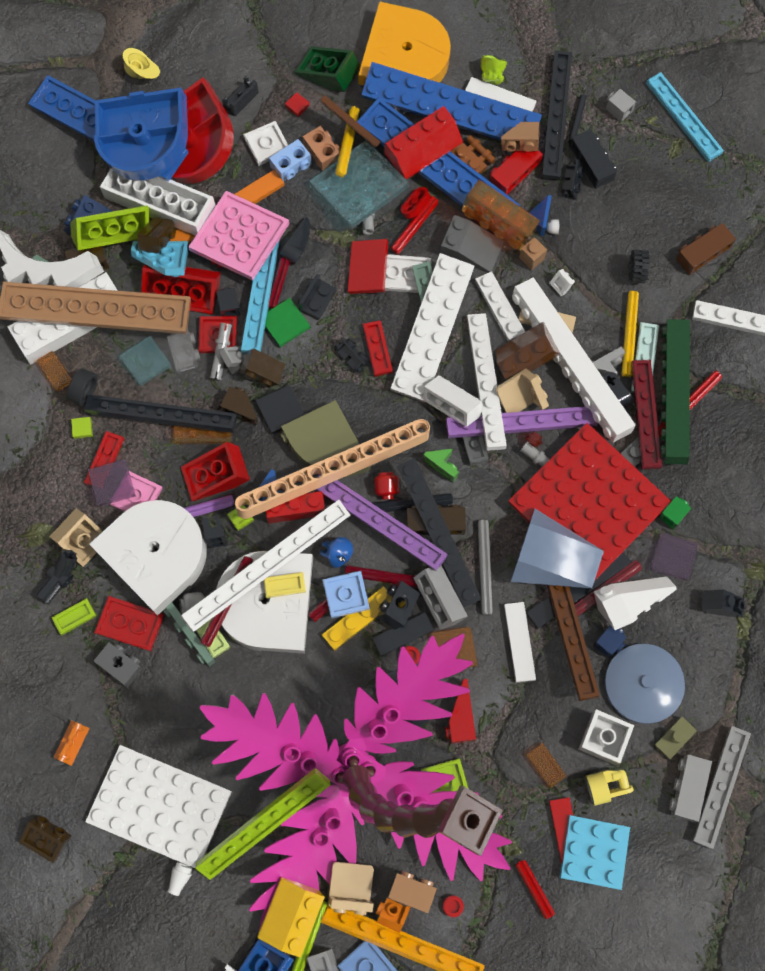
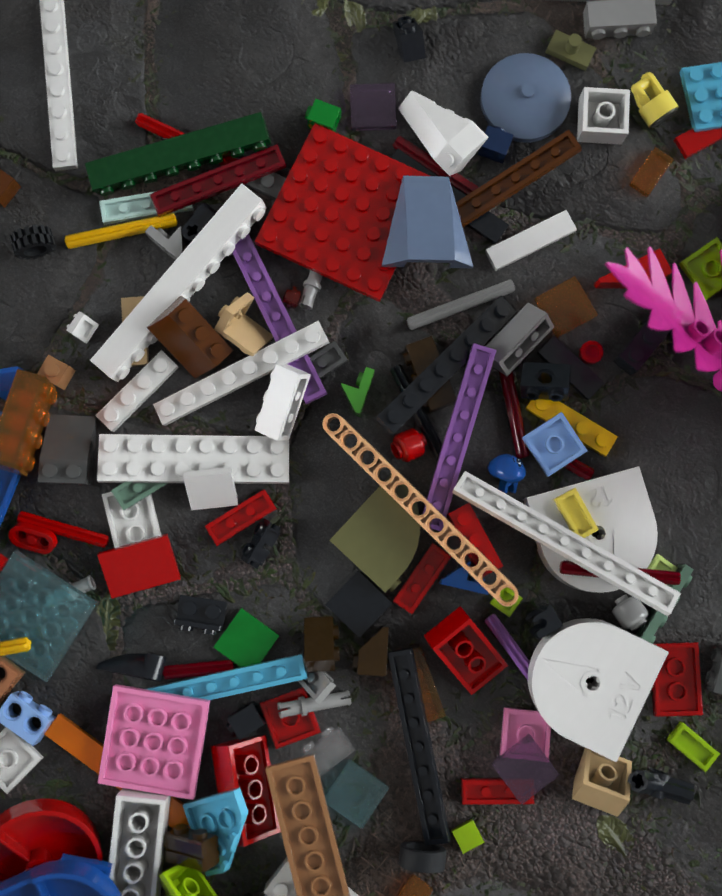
camera: 110 degrees left, 10 degrees up
(278, 457) = (422, 578): none -> red tile
(406, 330) = (210, 488): none -> white tile
(553, 227) = (10, 360): white hinge -> none

